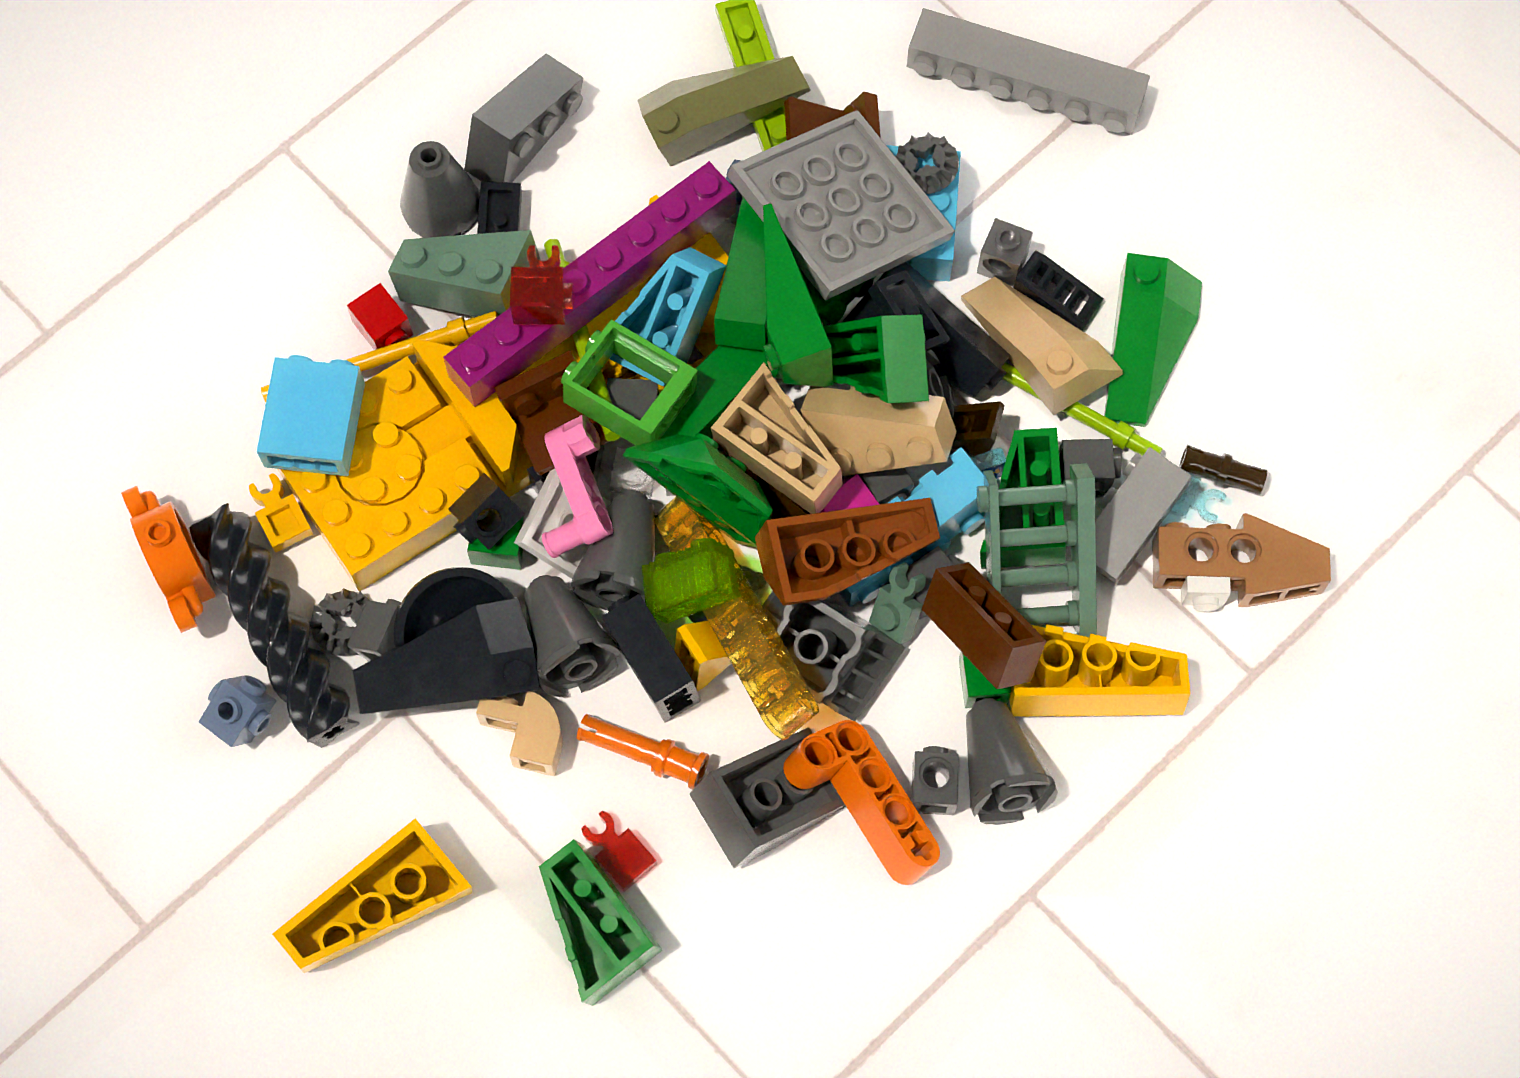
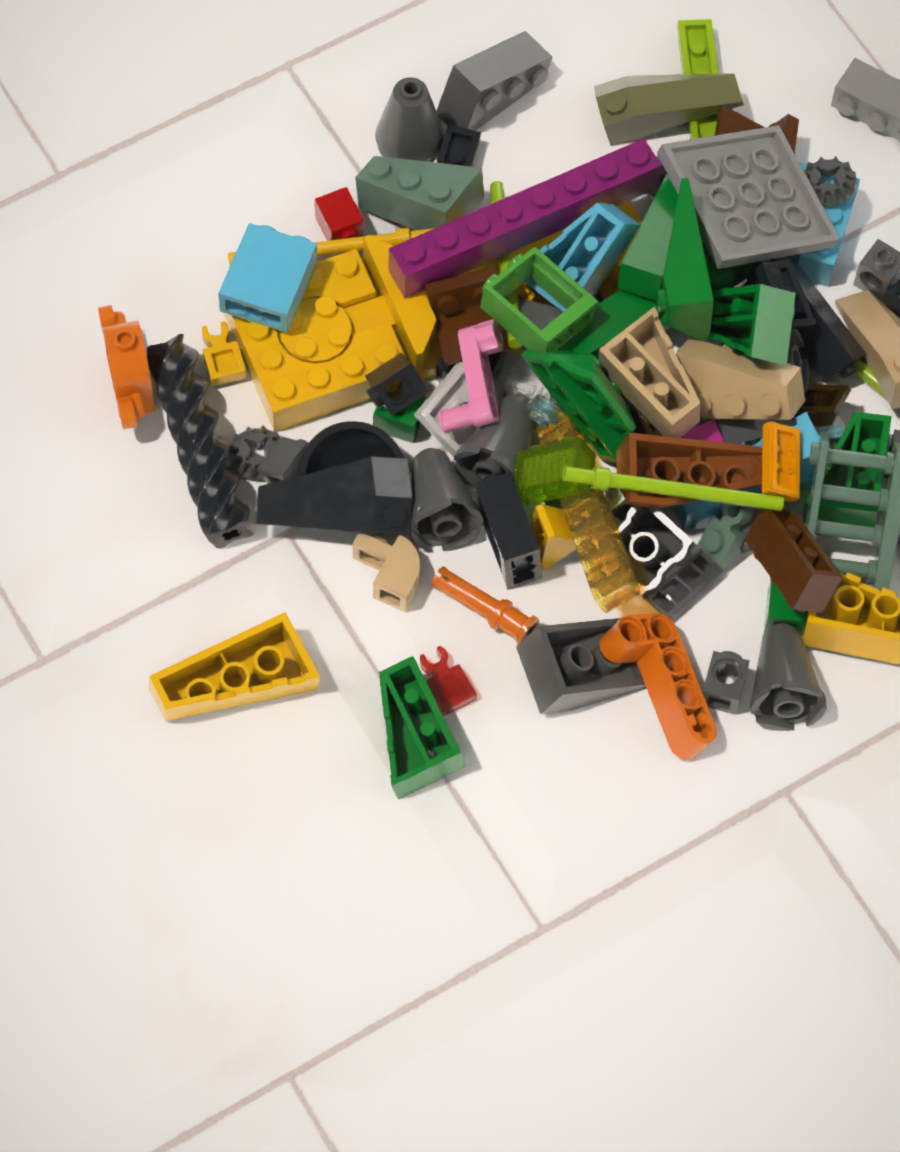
camera: 10 degrees right, 5 degrees down
(238, 710) = (156, 500): sand blue brick -> none
(540, 291) = (481, 210): clear red brick -> none
(662, 507) = (543, 410): none -> clear light blue plate
(748, 584) = (603, 478): none -> lime bar
(945, 513) = (781, 461): none -> light orange plate

